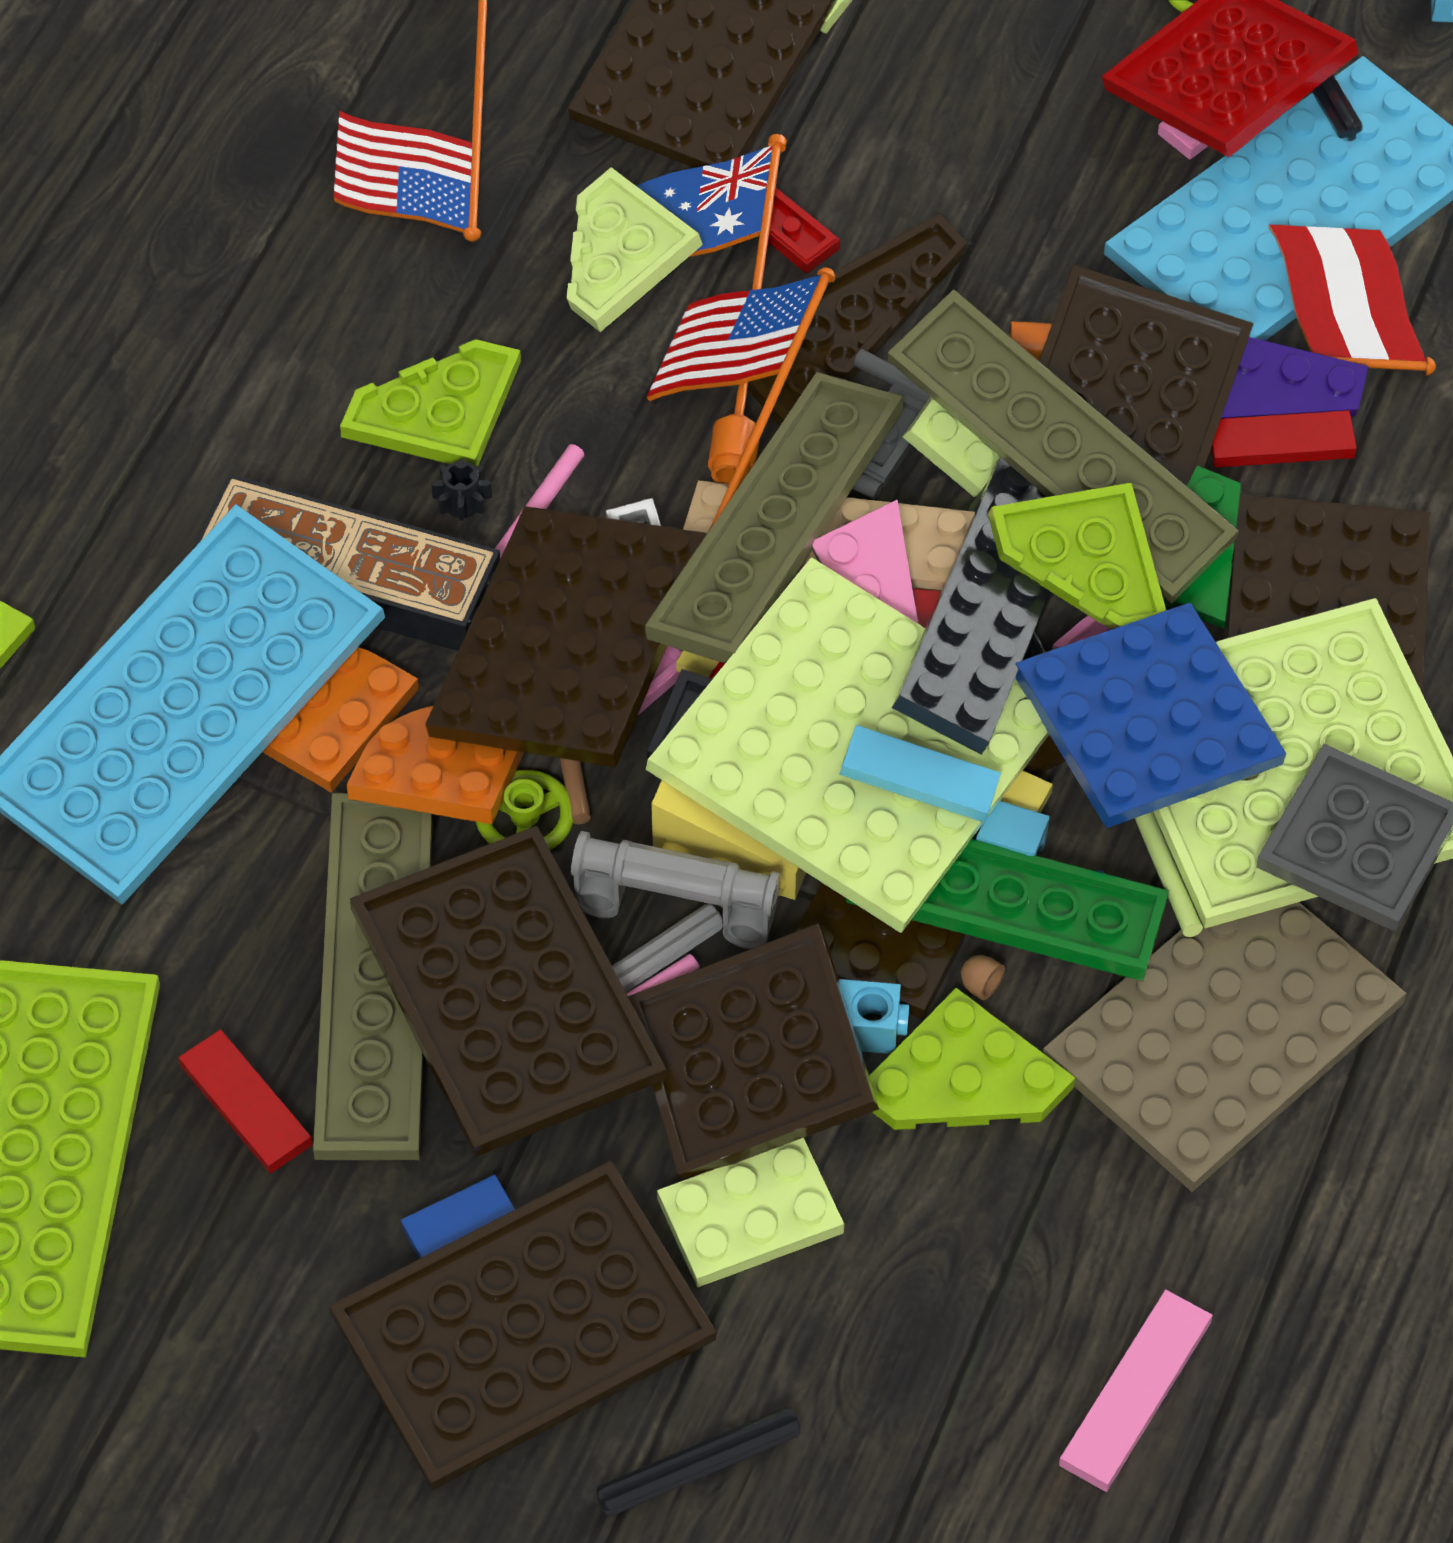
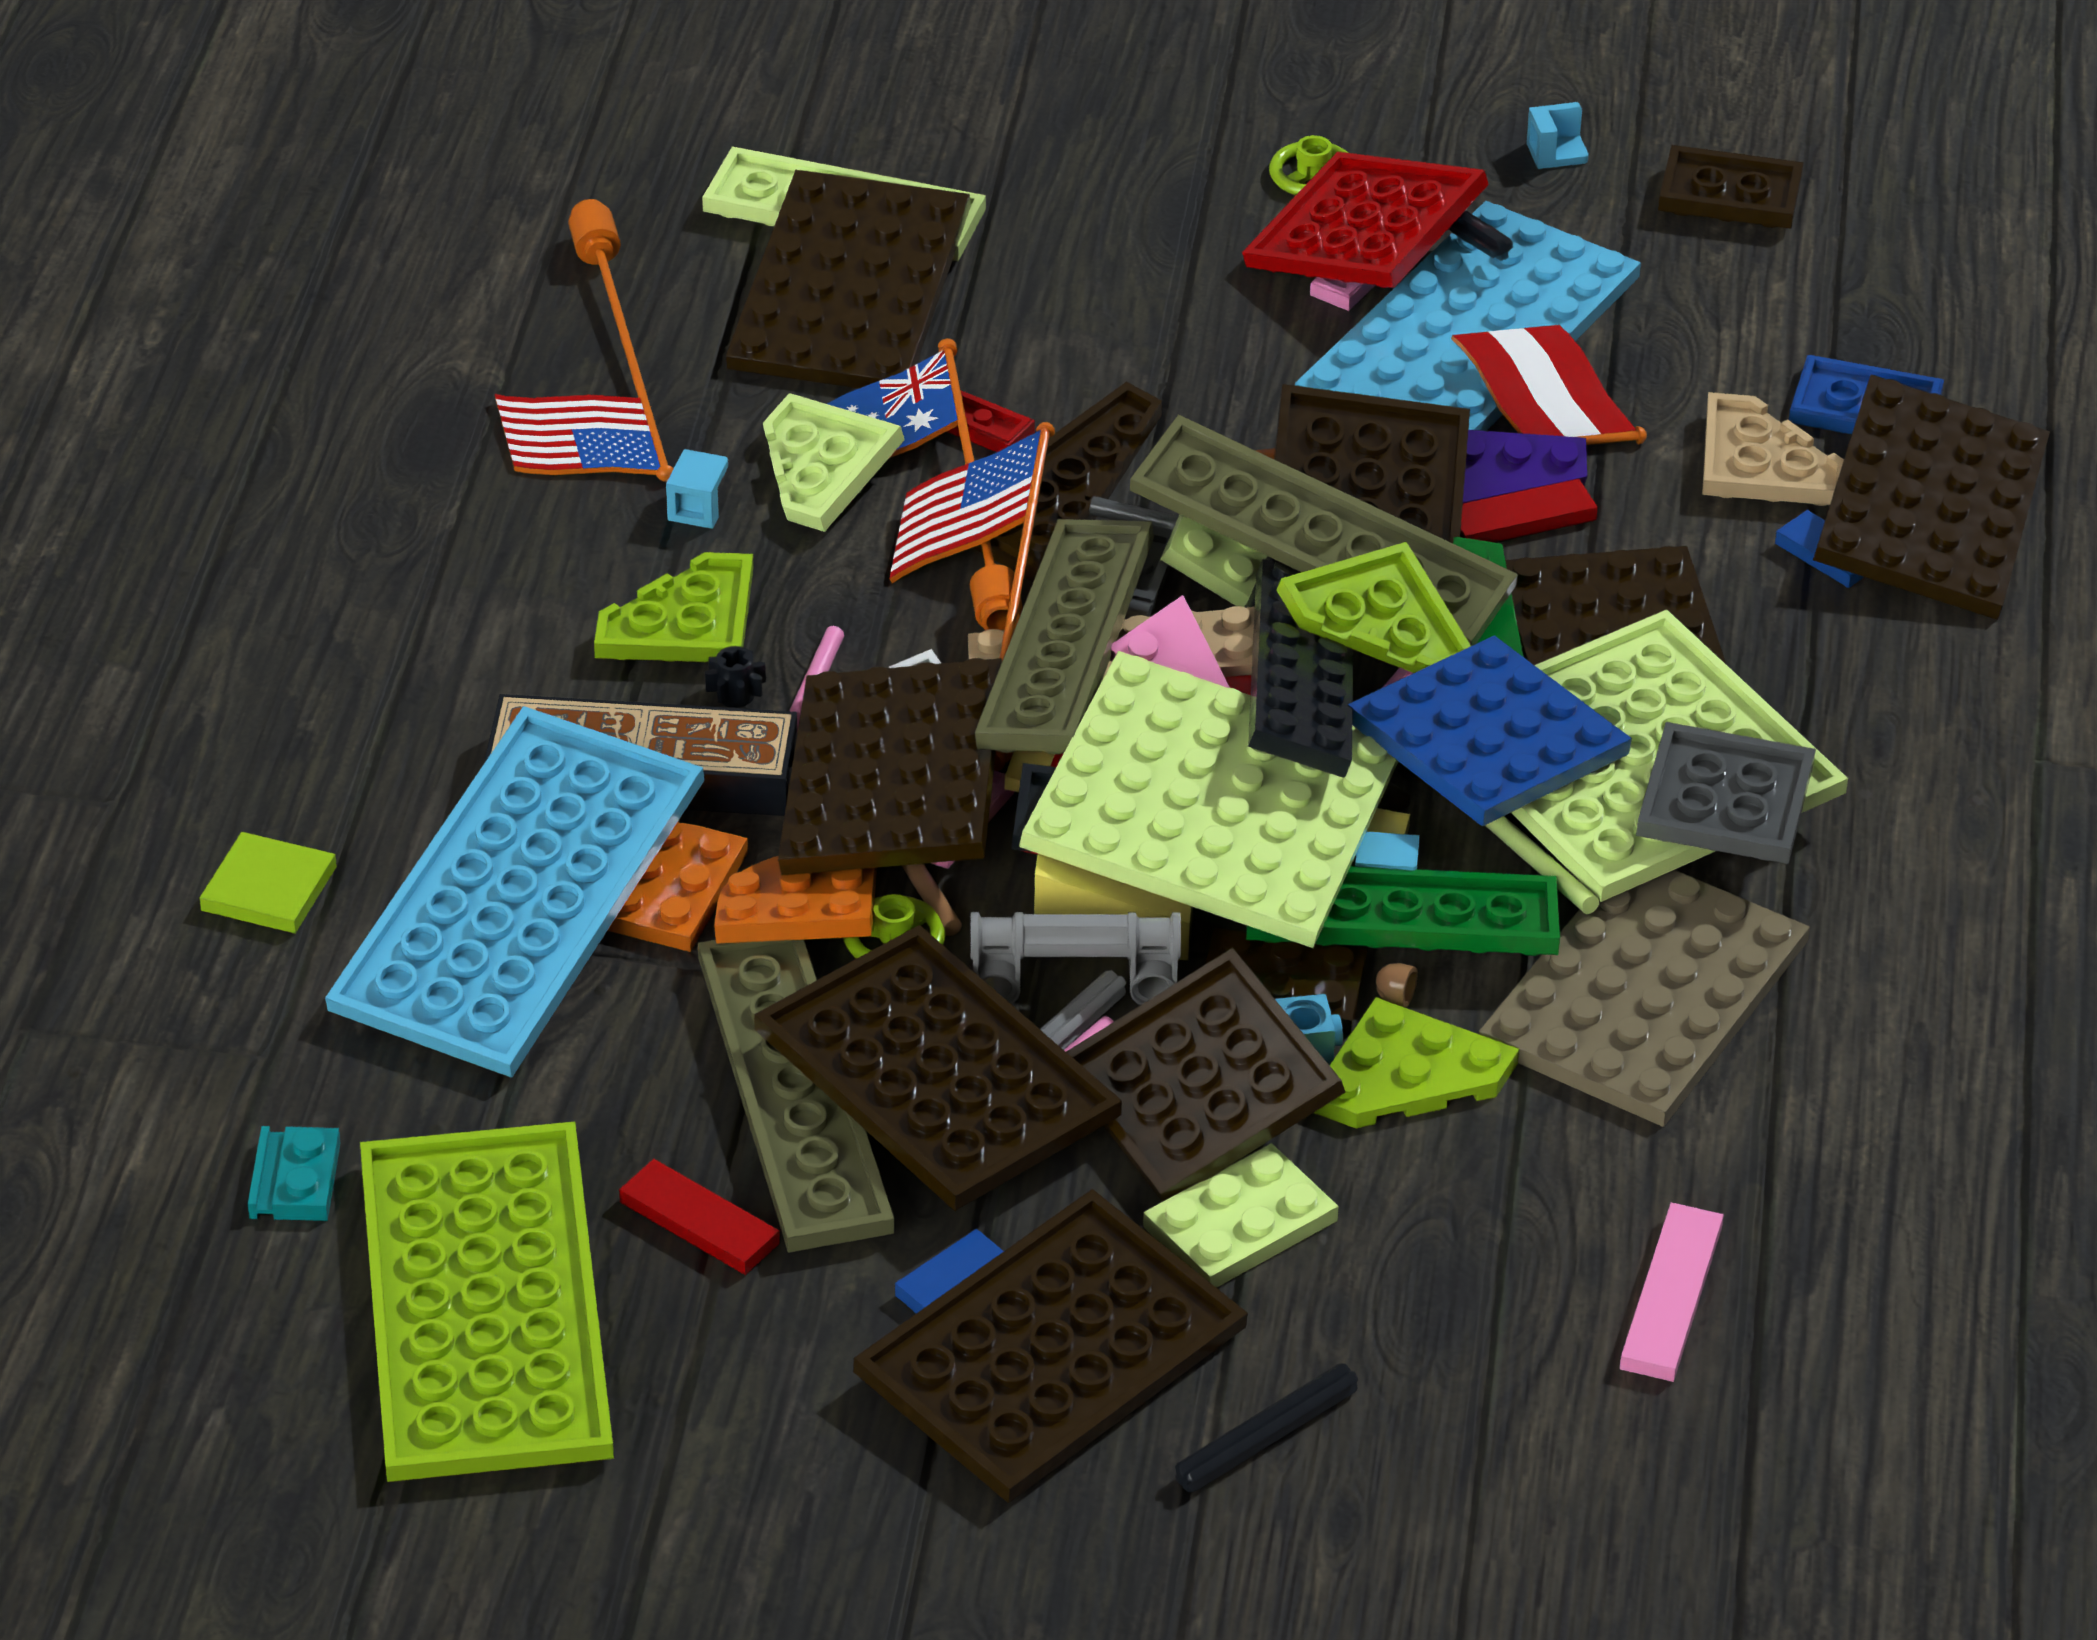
camera: 15 degrees left, 15 degrees down
(487, 259) = (694, 488): none -> medium azure panel
(920, 773) = (1290, 804): medium azure tile -> none

